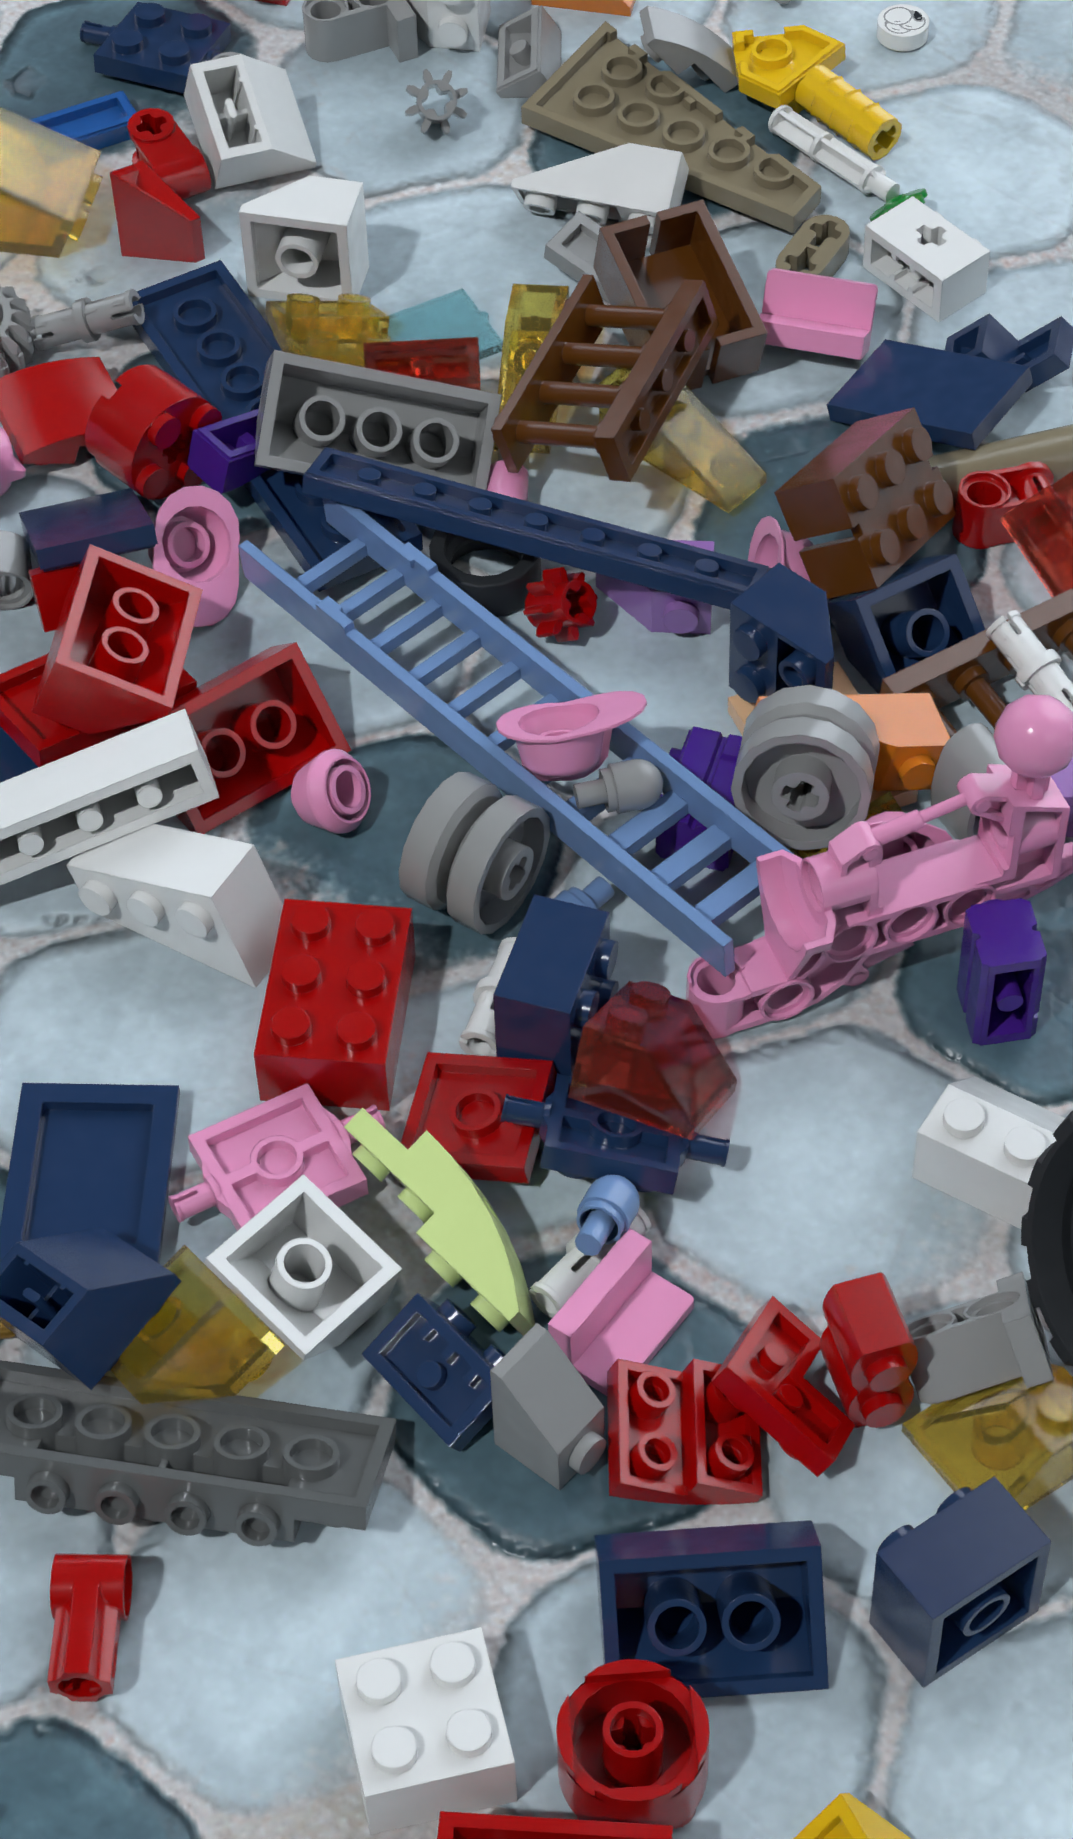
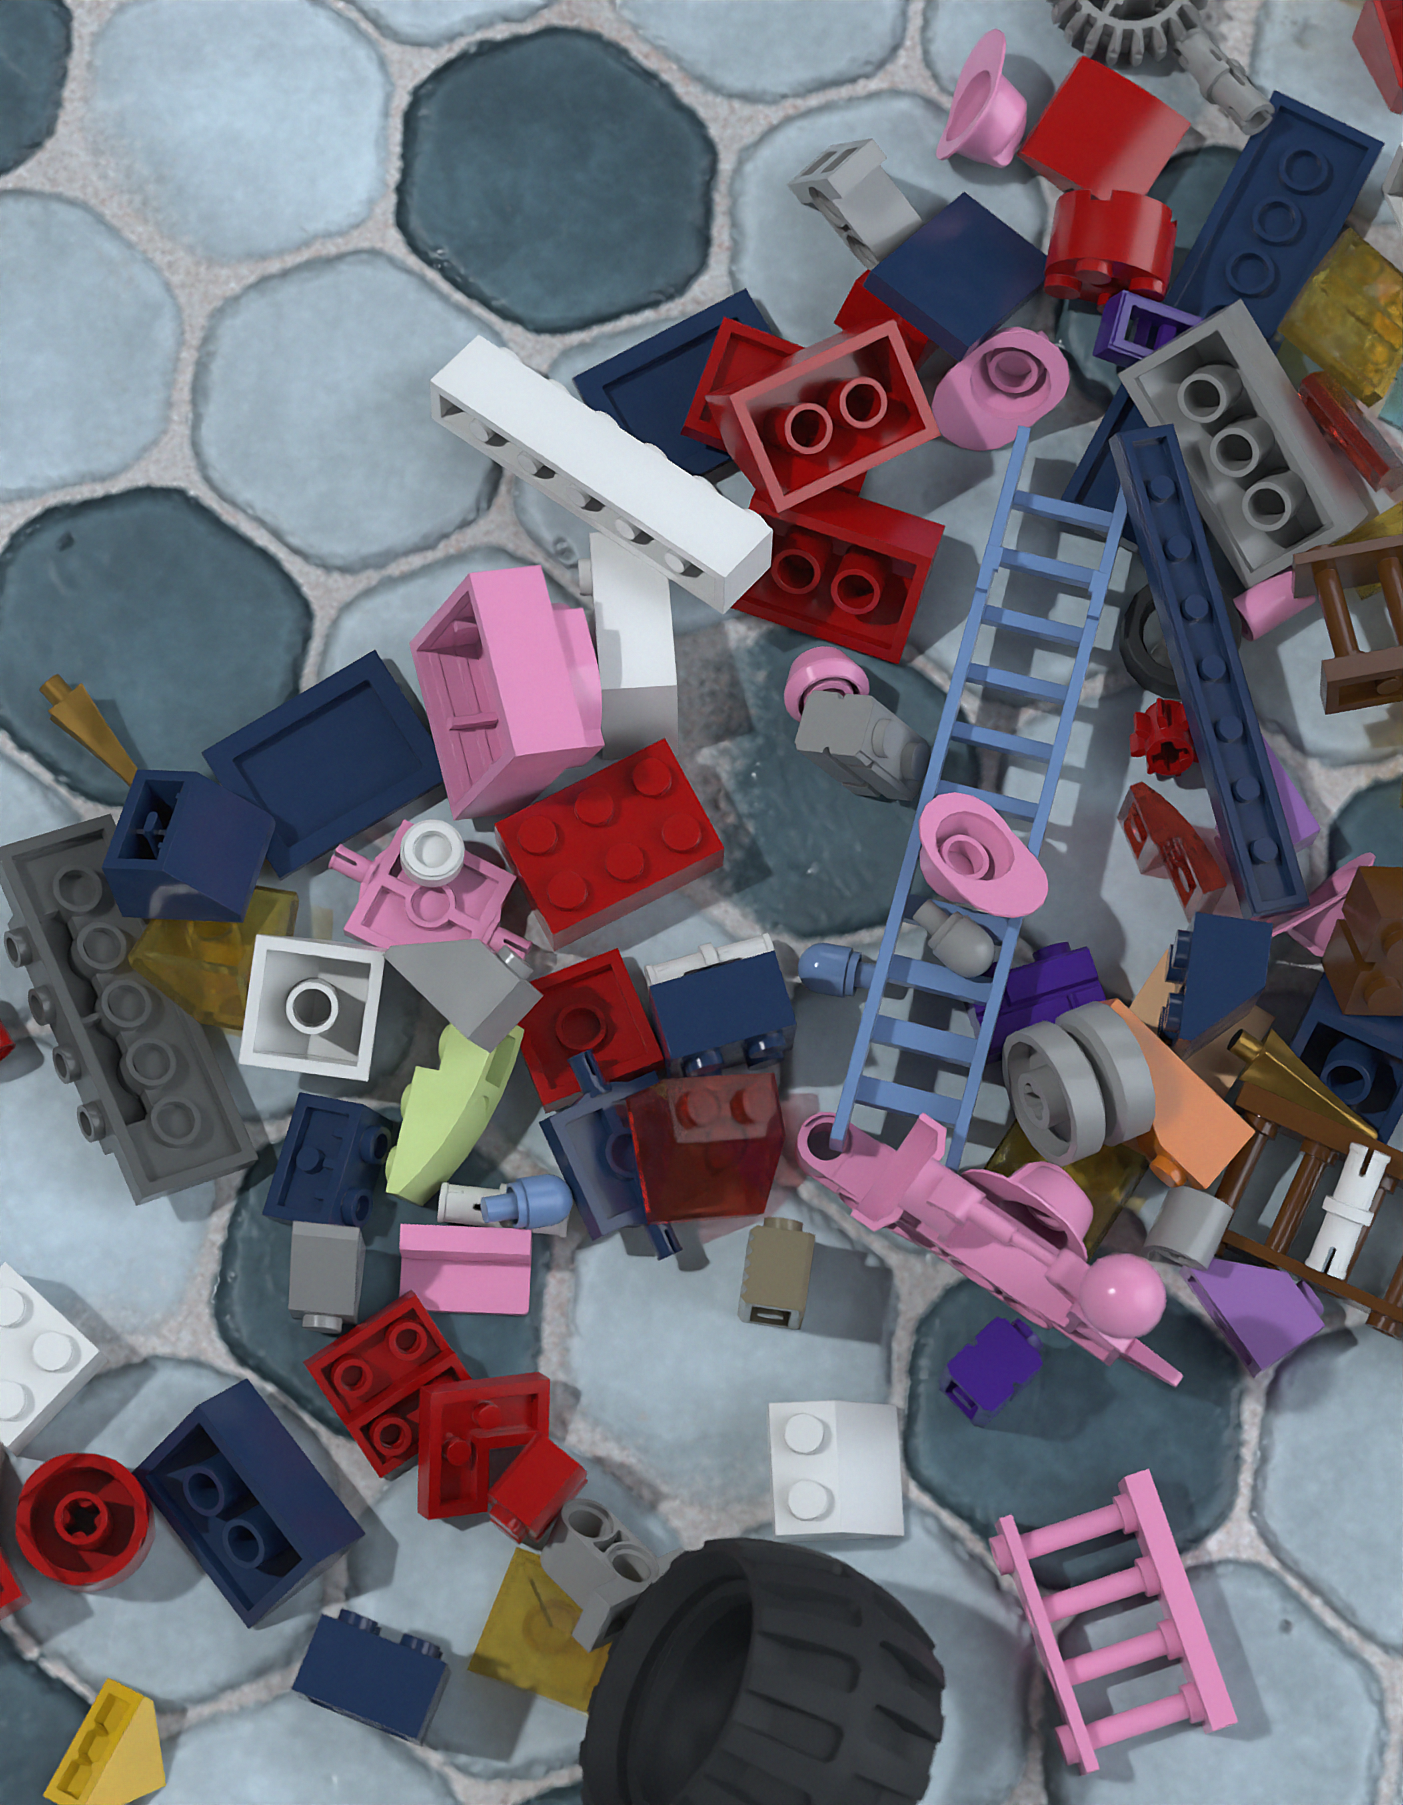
camera: 50 degrees right, 25 degrees up
(149, 974) = (507, 690): none -> bright pink container
(237, 1125) = (432, 853): none -> white tile
(380, 1129) = (470, 985): none -> light grey slope
(399, 765) = (862, 745): none -> light grey brick
(474, 852) = (822, 857): light grey wheel -> none
(655, 633) = (1165, 838): none -> clear red slope
(807, 1073) = (776, 1274): none -> dark tan brick
(877, 662) = (1279, 1071): none -> pearl gold piece

